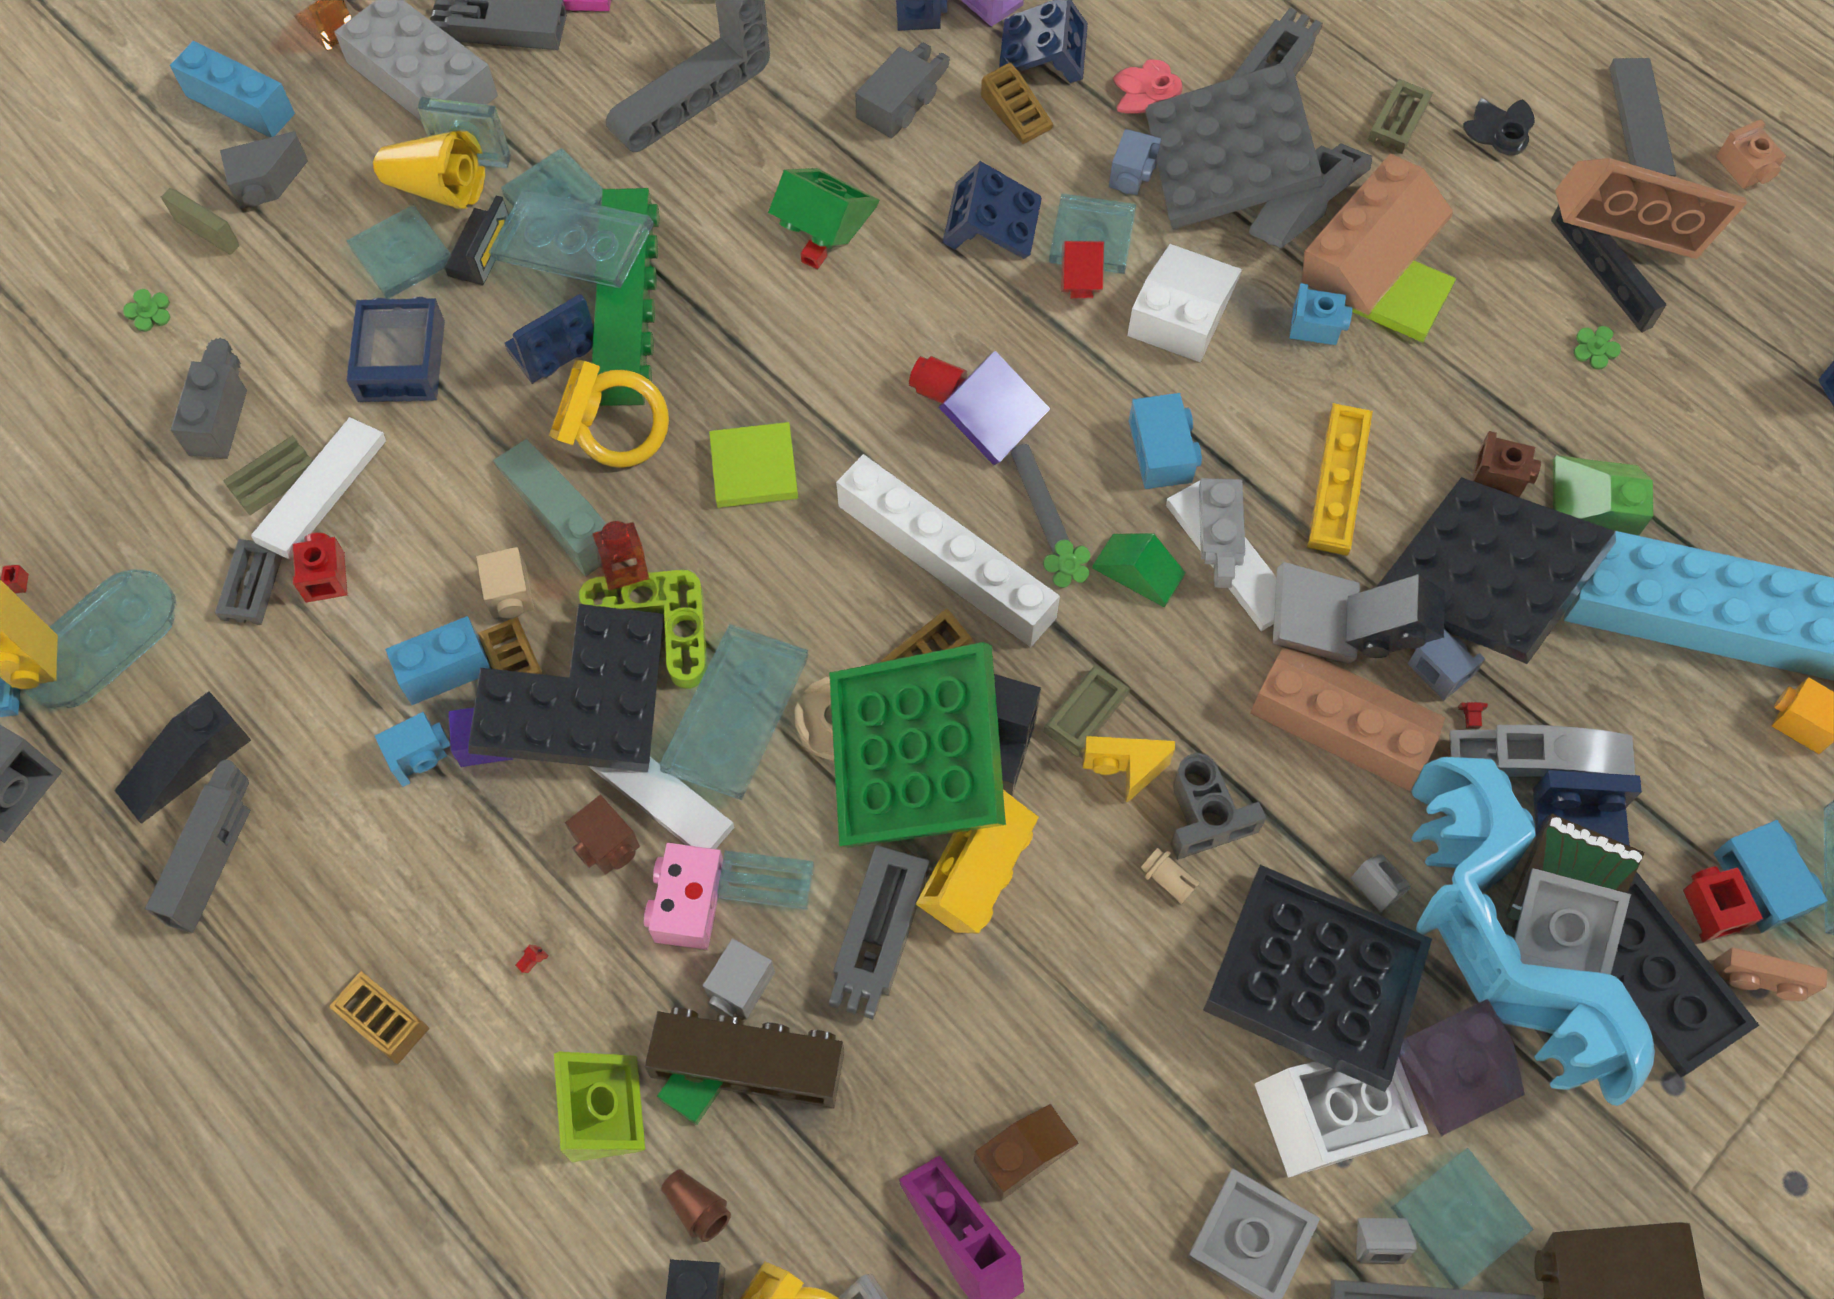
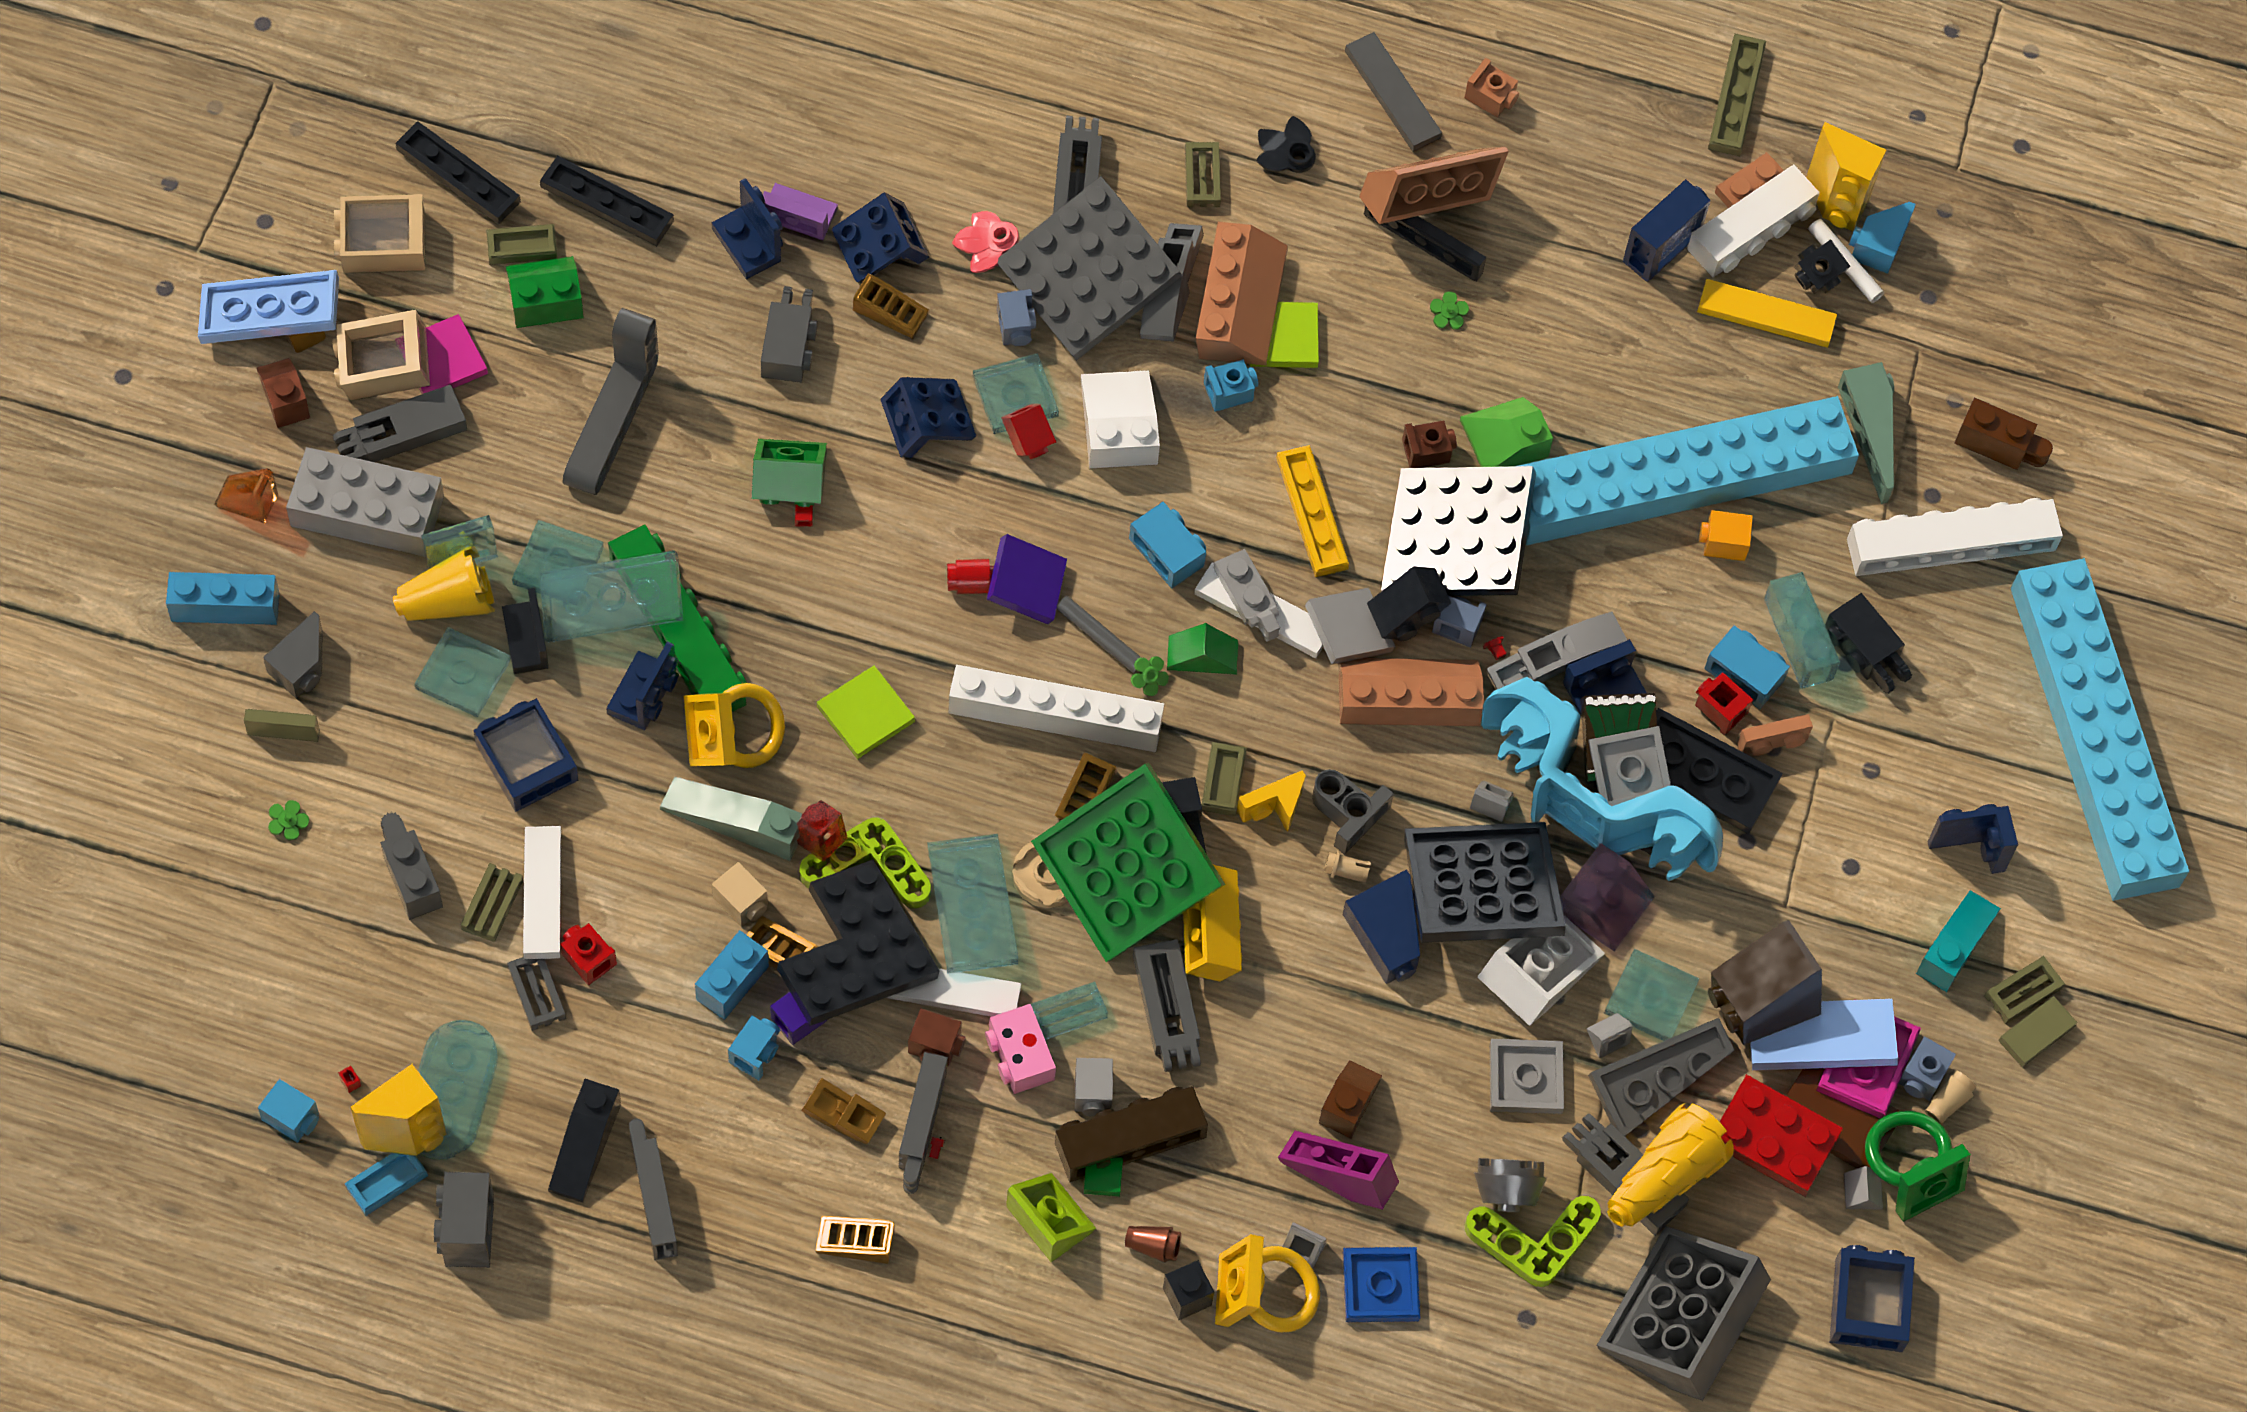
camera: 35 degrees left, 0 degrees up
(459, 866) = (842, 1112): none -> pearl gold slope
(526, 920) = (921, 1119): none -> dark grey hinge
(1178, 967) = (1387, 926): none -> dark blue slope

